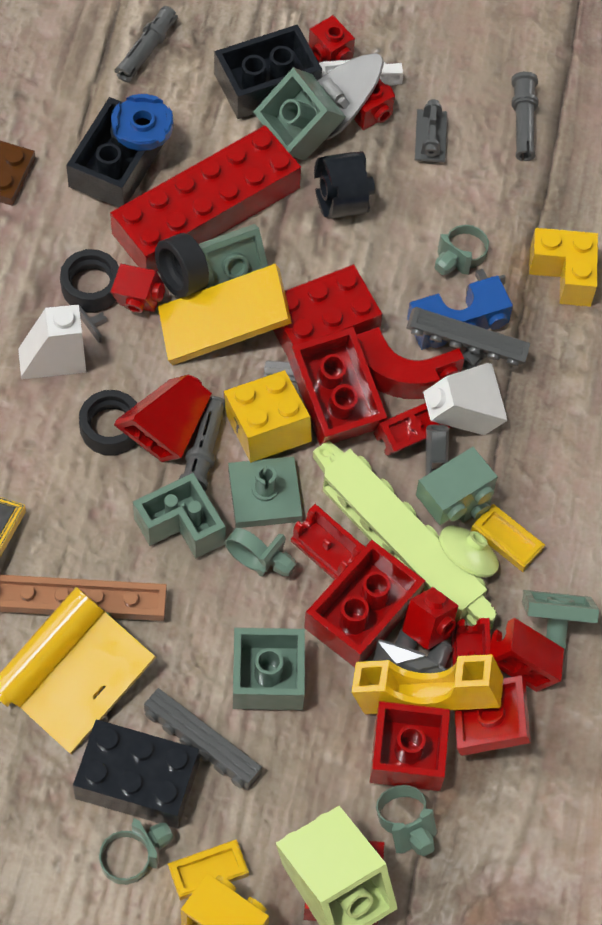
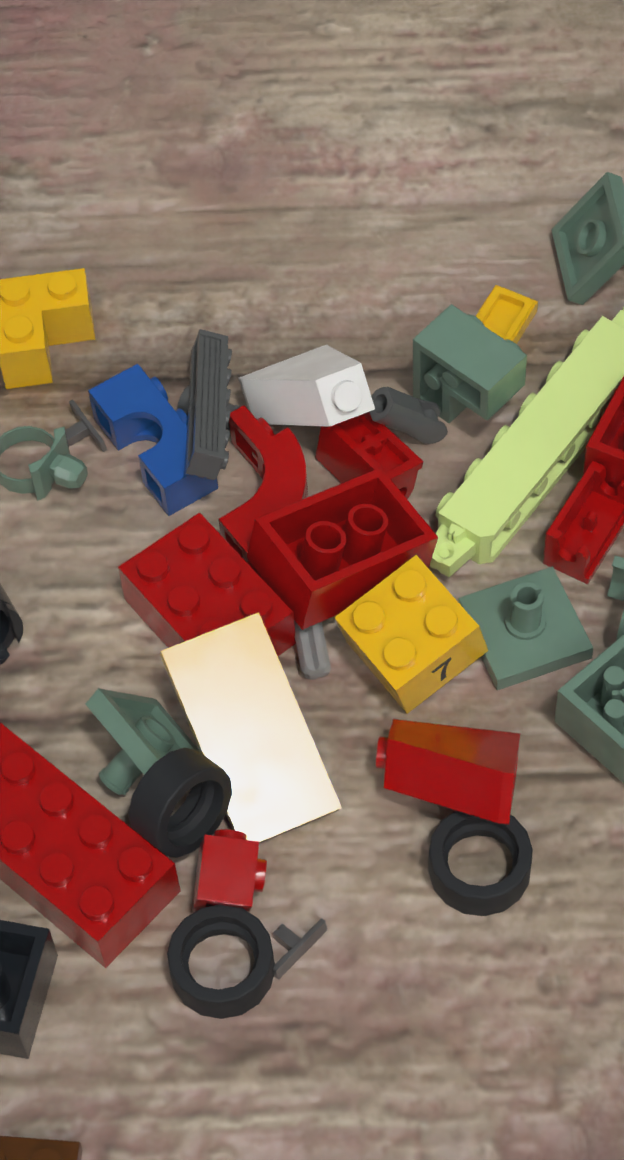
camera: 95 degrees left, 5 degrees down
(53, 344) = (380, 963): white slope -> none
(200, 457) = (525, 717): dark grey pin -> none
(469, 551) = (551, 351): yellowish green dish -> none

